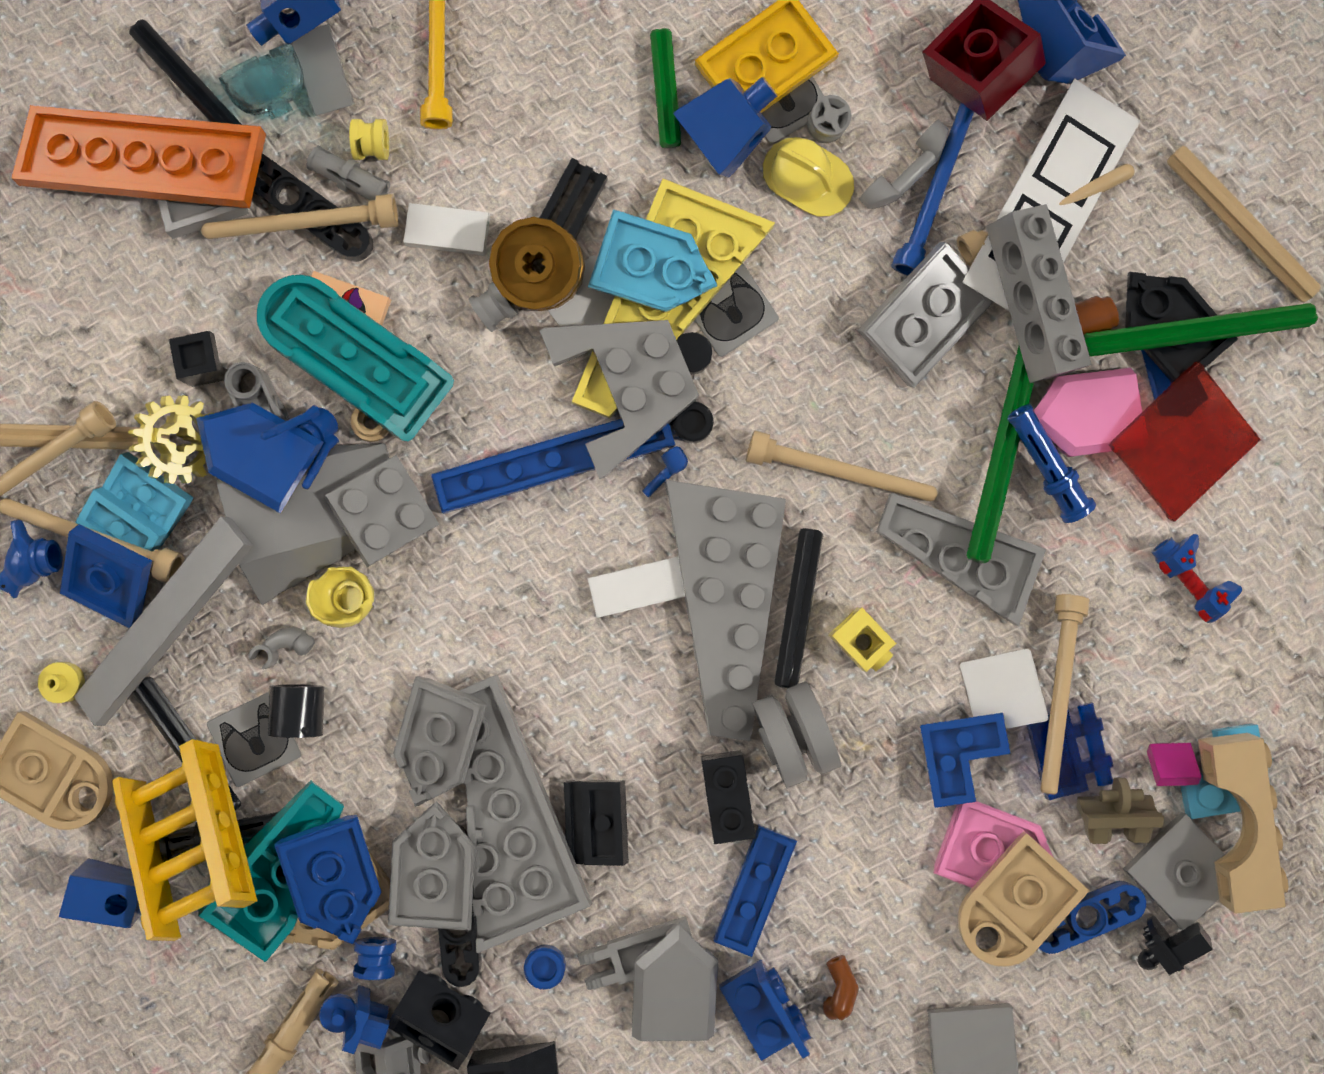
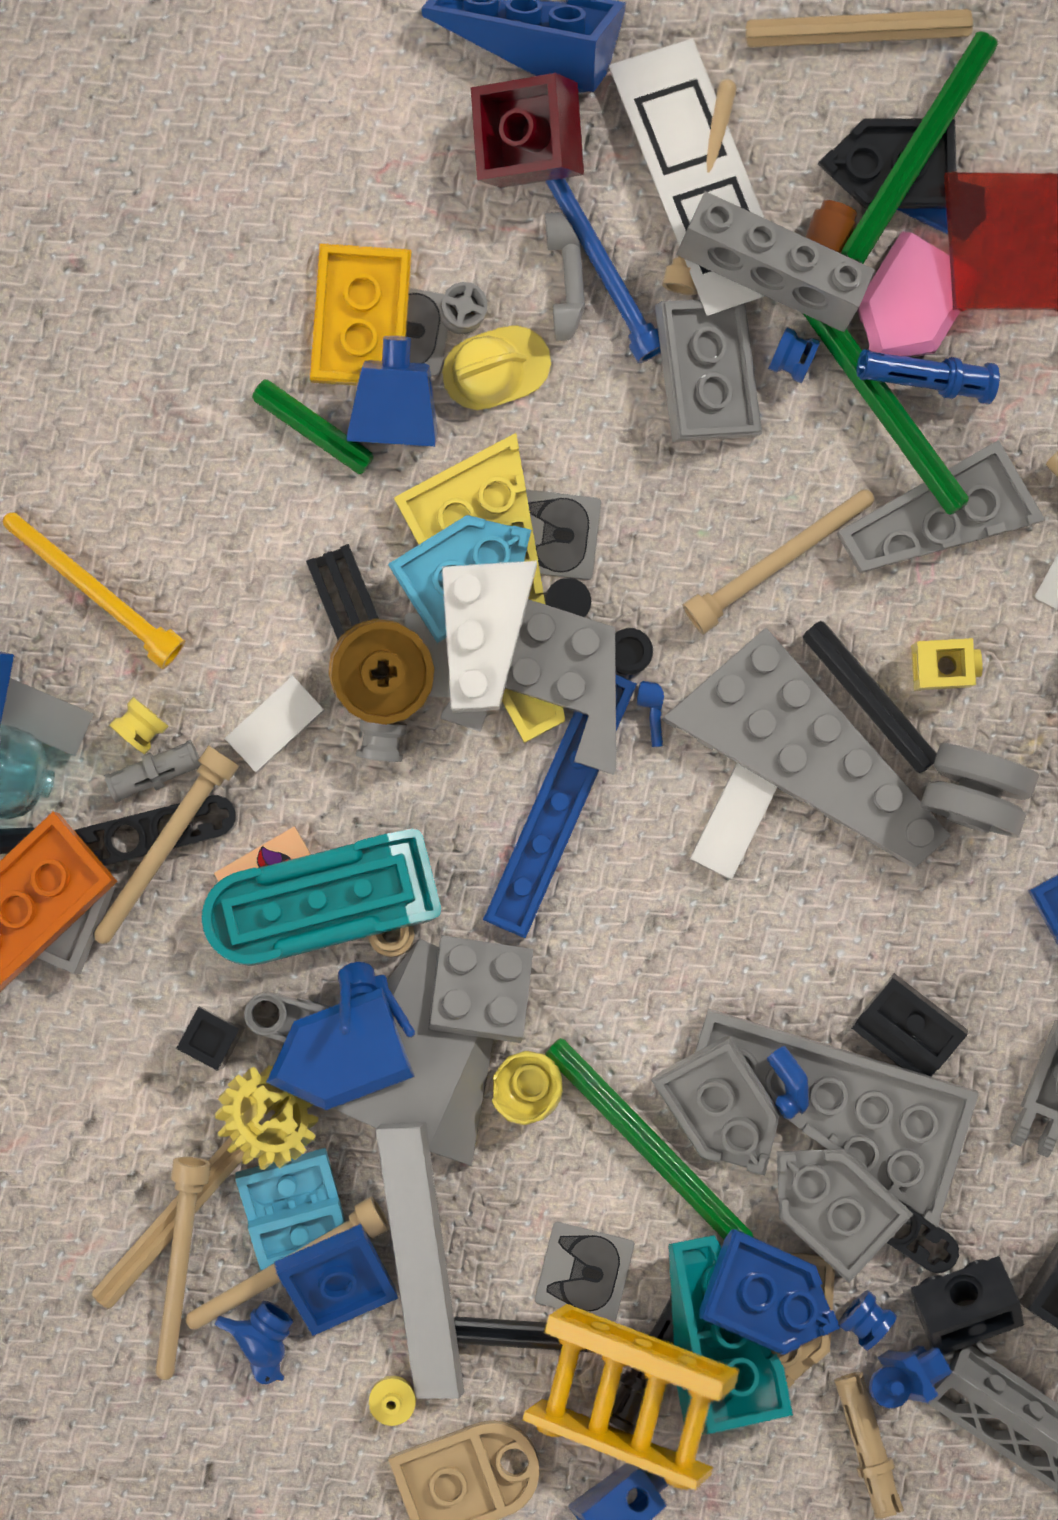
camera: 55 degrees left, 0 degrees up
(288, 638) = (521, 1166): light grey arm -> none
(296, 711) = (594, 1209): black piece -> none
(373, 708) = (644, 1139): none -> green axle
(493, 772) = (795, 1083): none -> blue arm
(544, 967) = (997, 1179): blue tile -> none
(620, 304) = (482, 629): none -> white wedge
(728, 797) = (983, 895): black brick -> none
(983, 360) = (789, 354): none -> blue wheel

